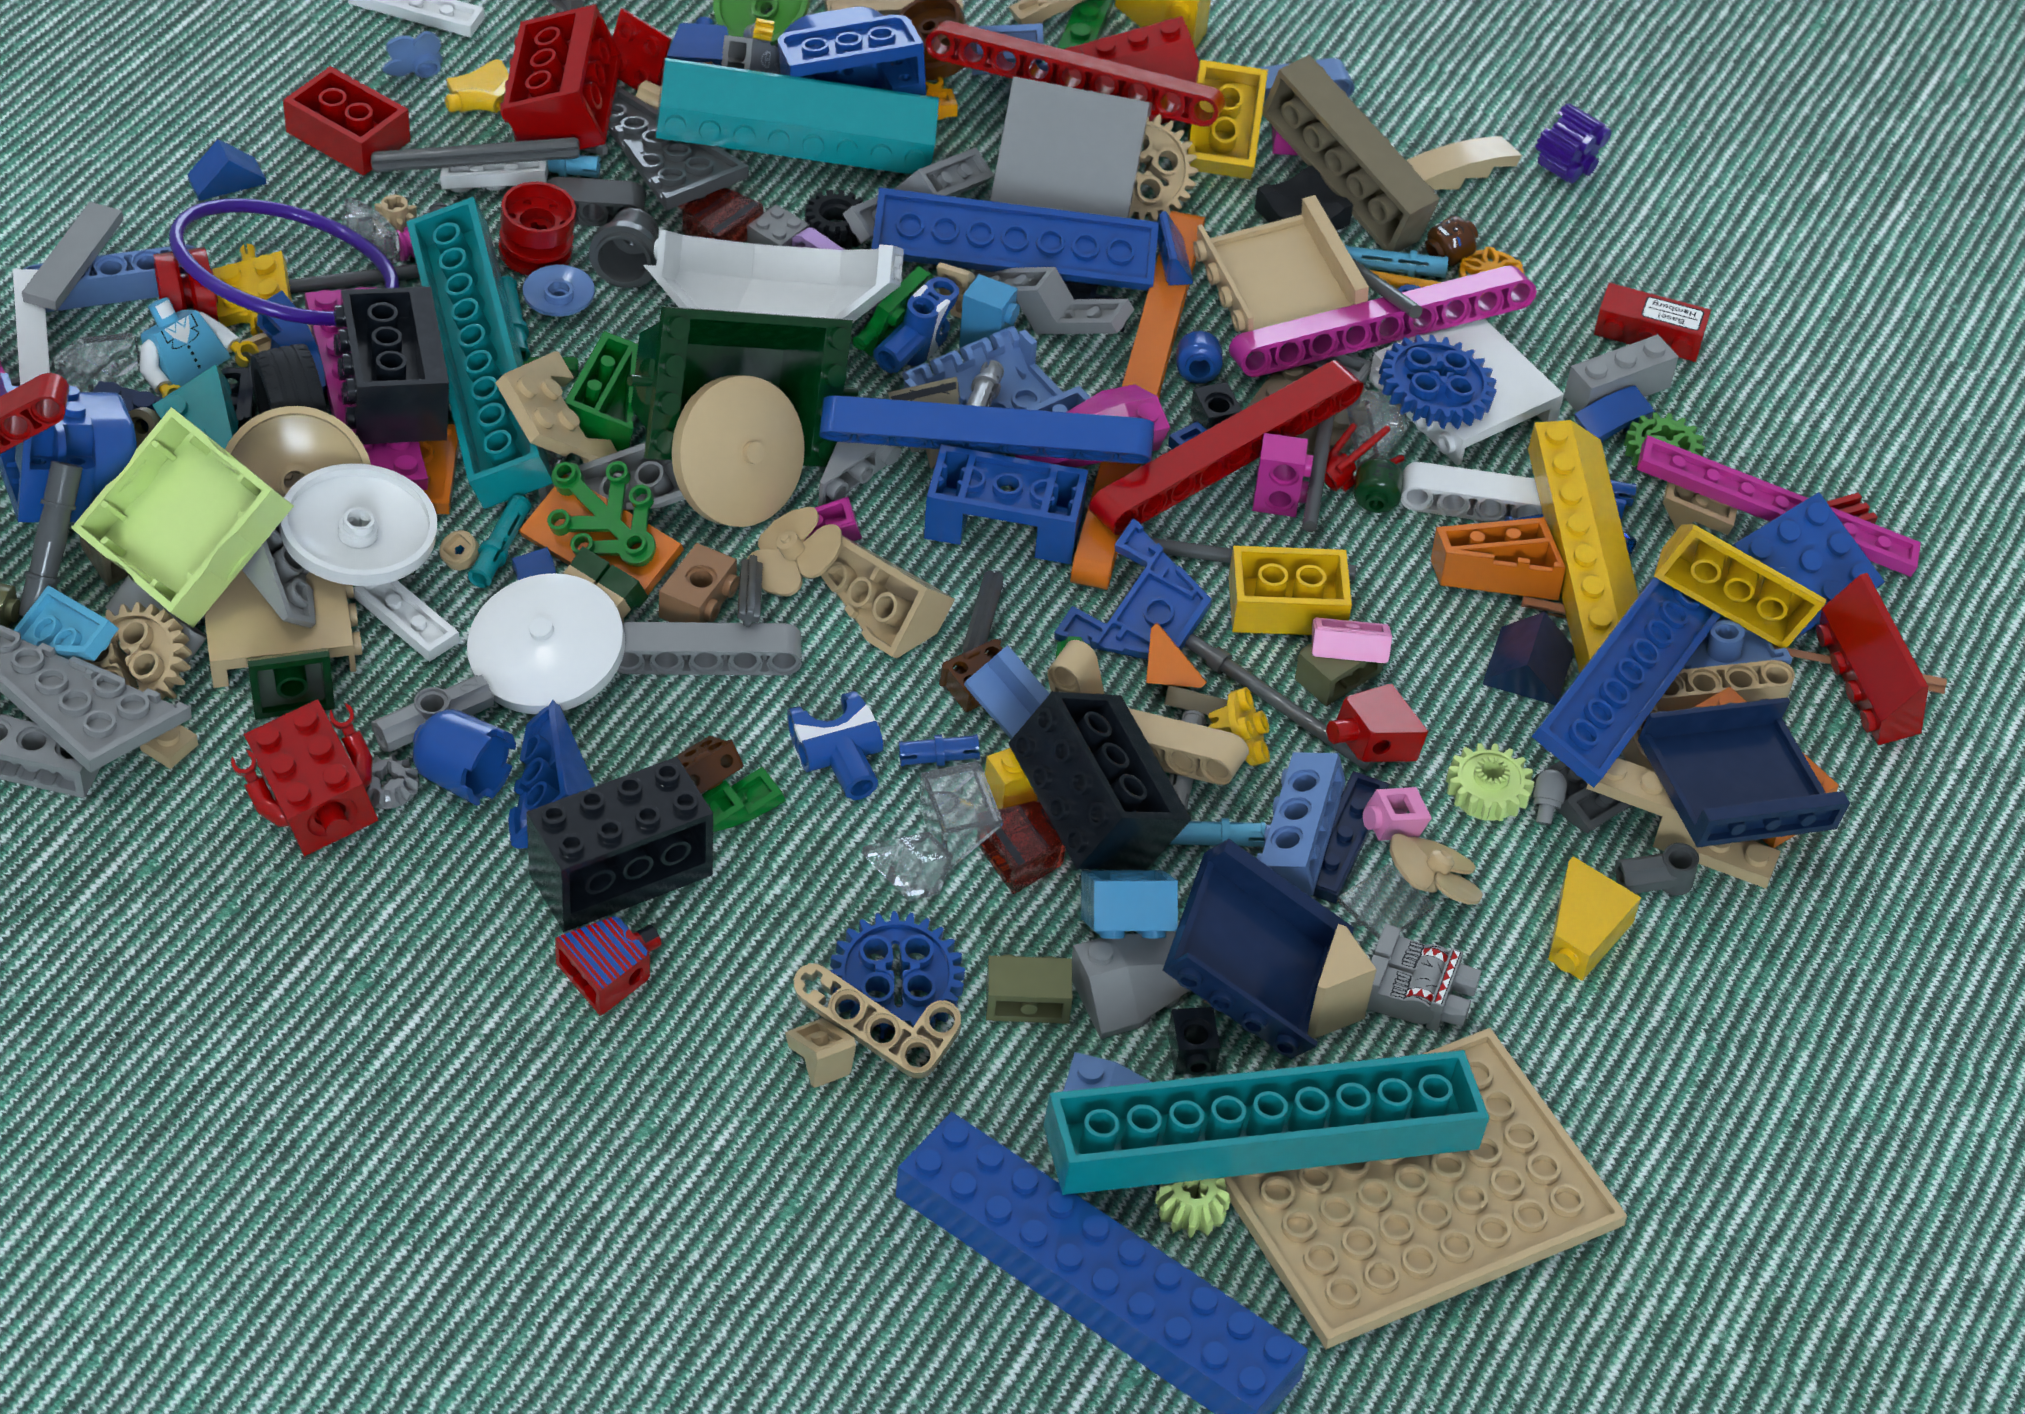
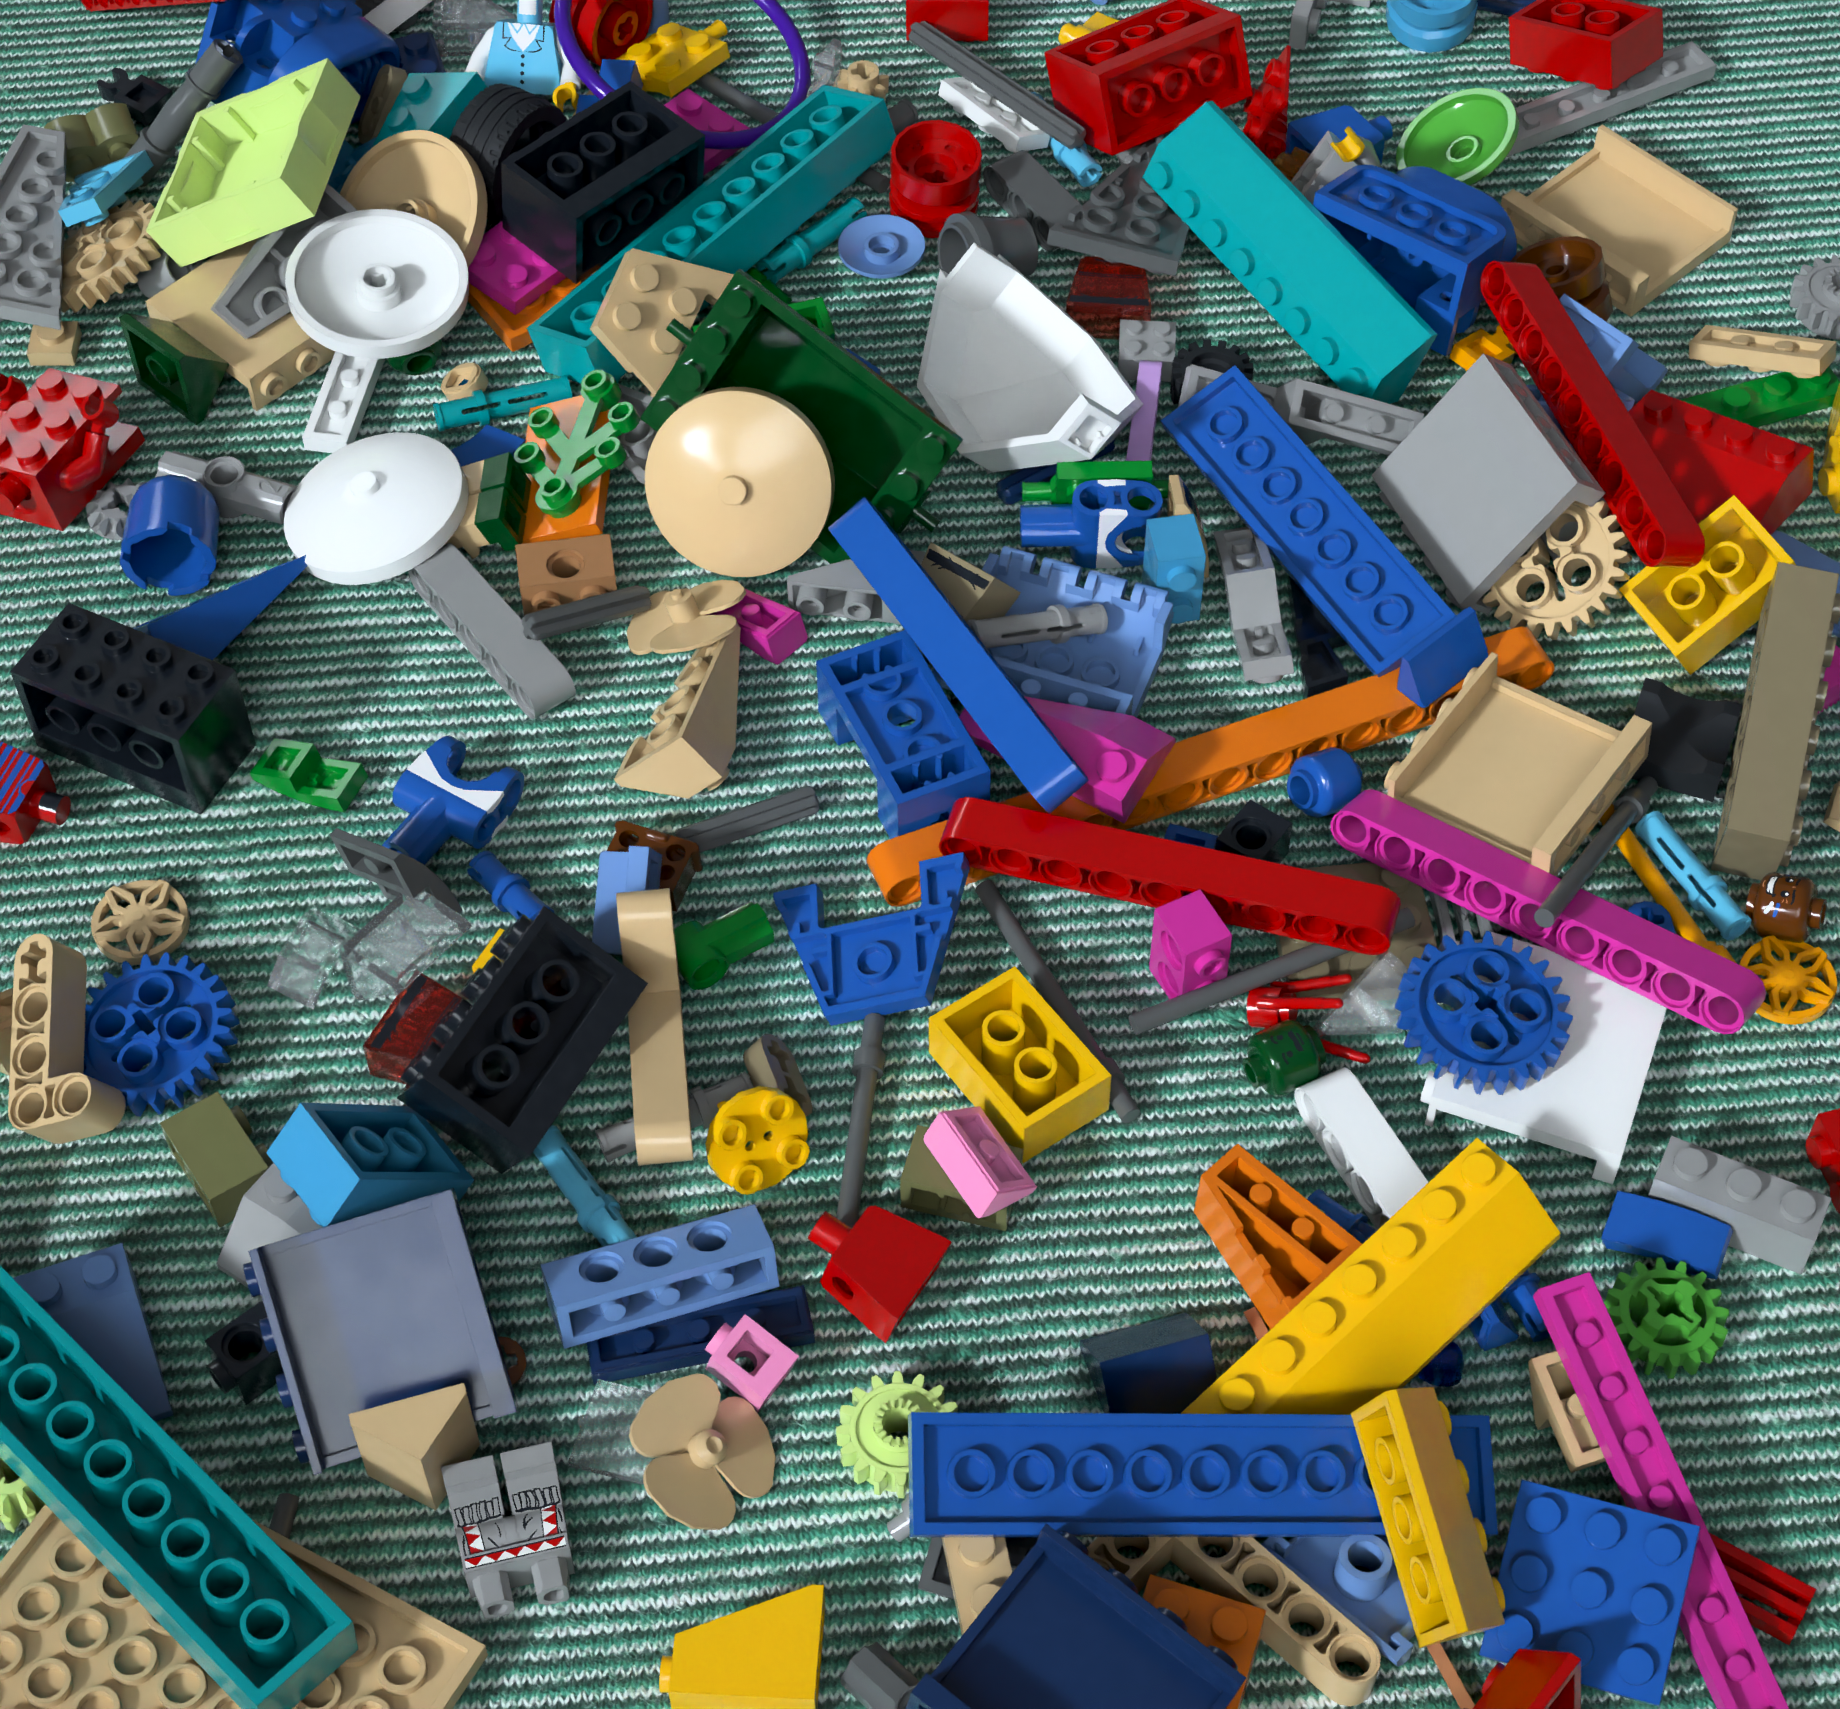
camera: 60 degrees right, 5 degrees up
(710, 762) = (308, 714): reddish brown piece -> none
(783, 944) = (140, 921): none -> tan wheel
(895, 782) = (390, 869): none -> dark grey slope
(1168, 663) = (804, 1014): orange slope -> none

